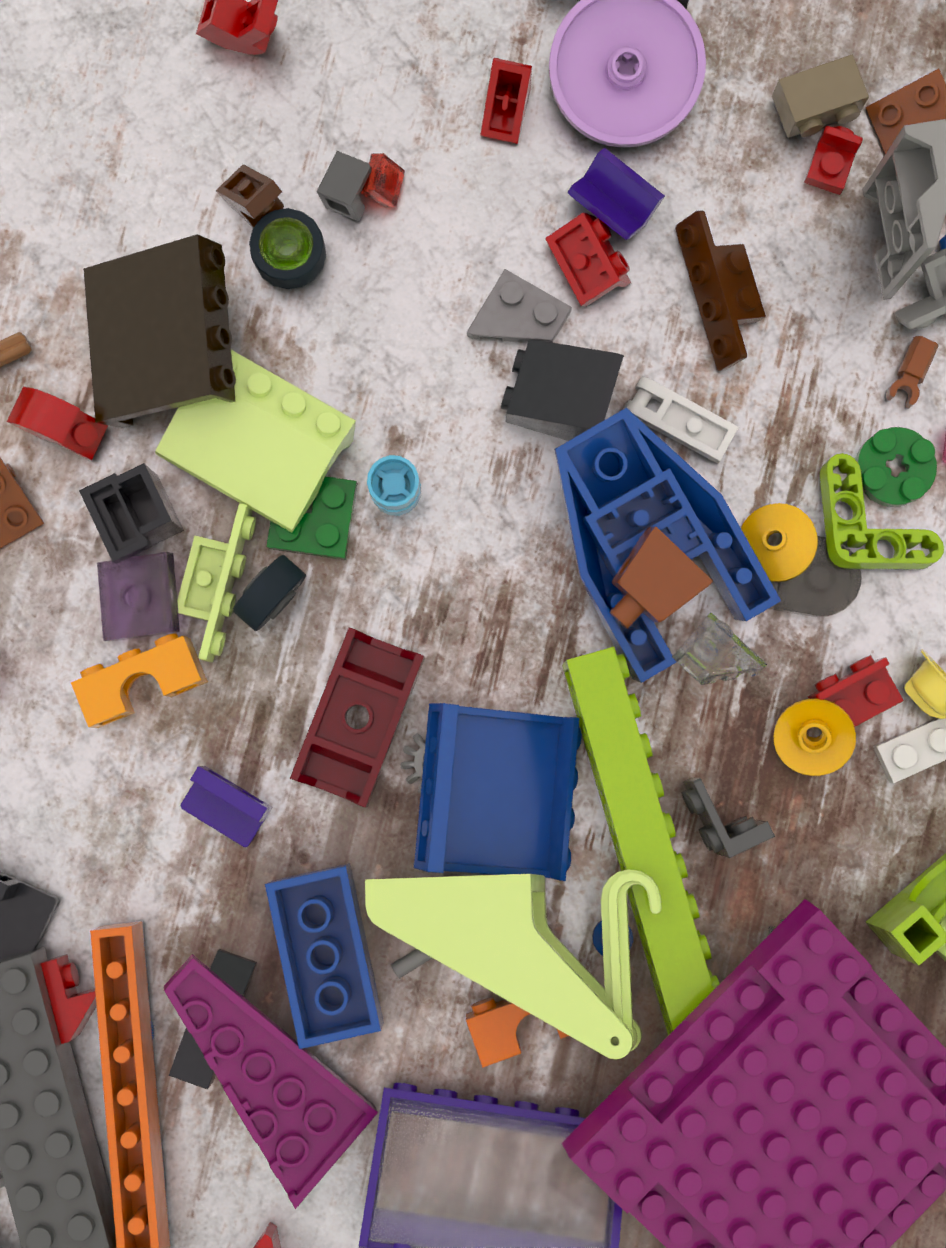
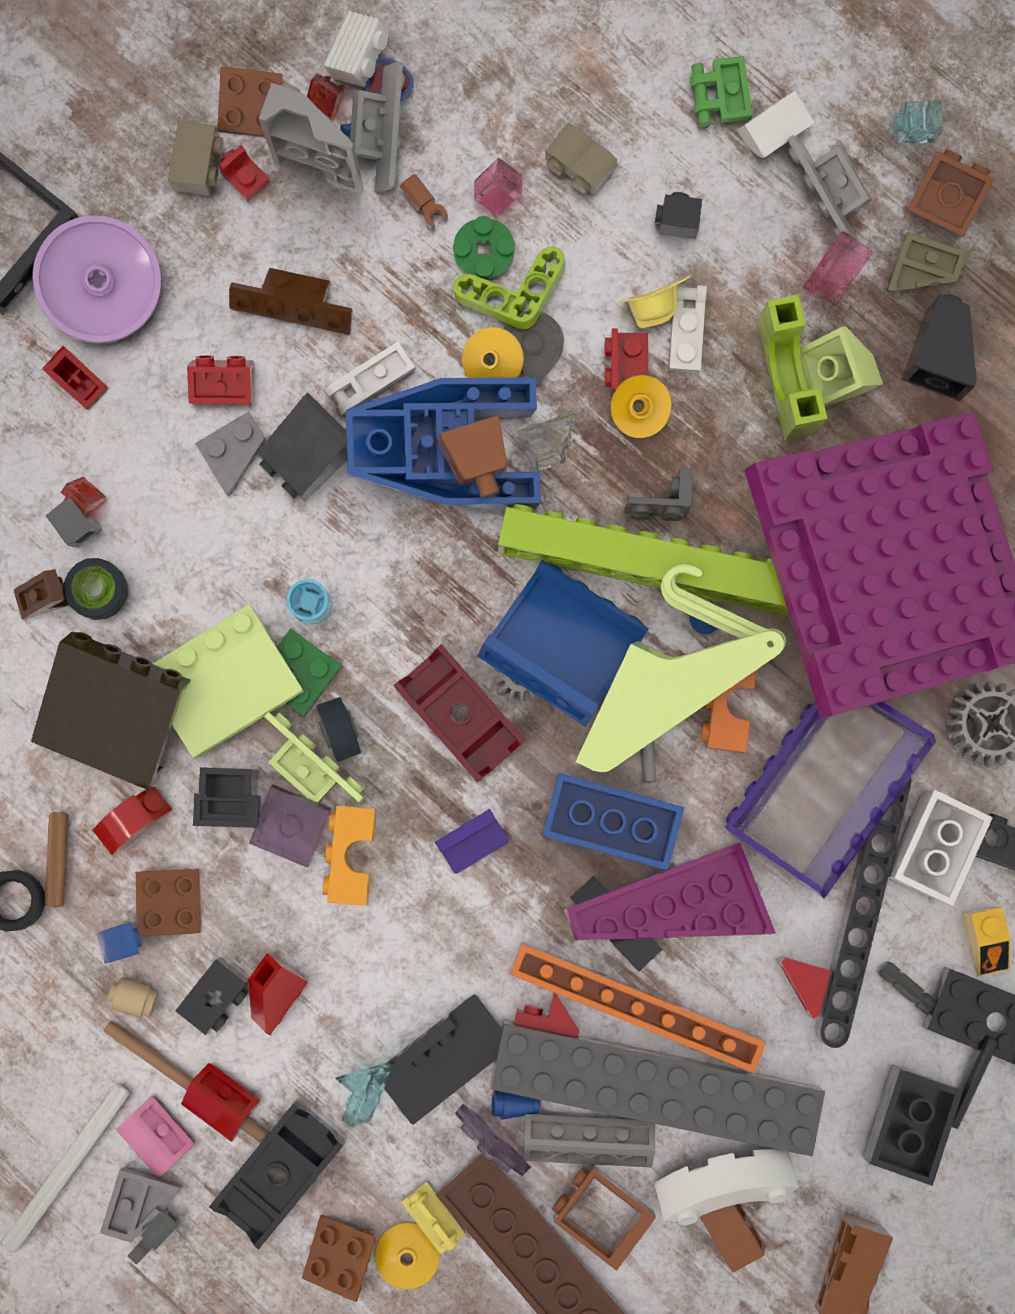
camera: 65 degrees left, 0 degrees up
(616, 195) = (185, 337): dark purple panel -> none

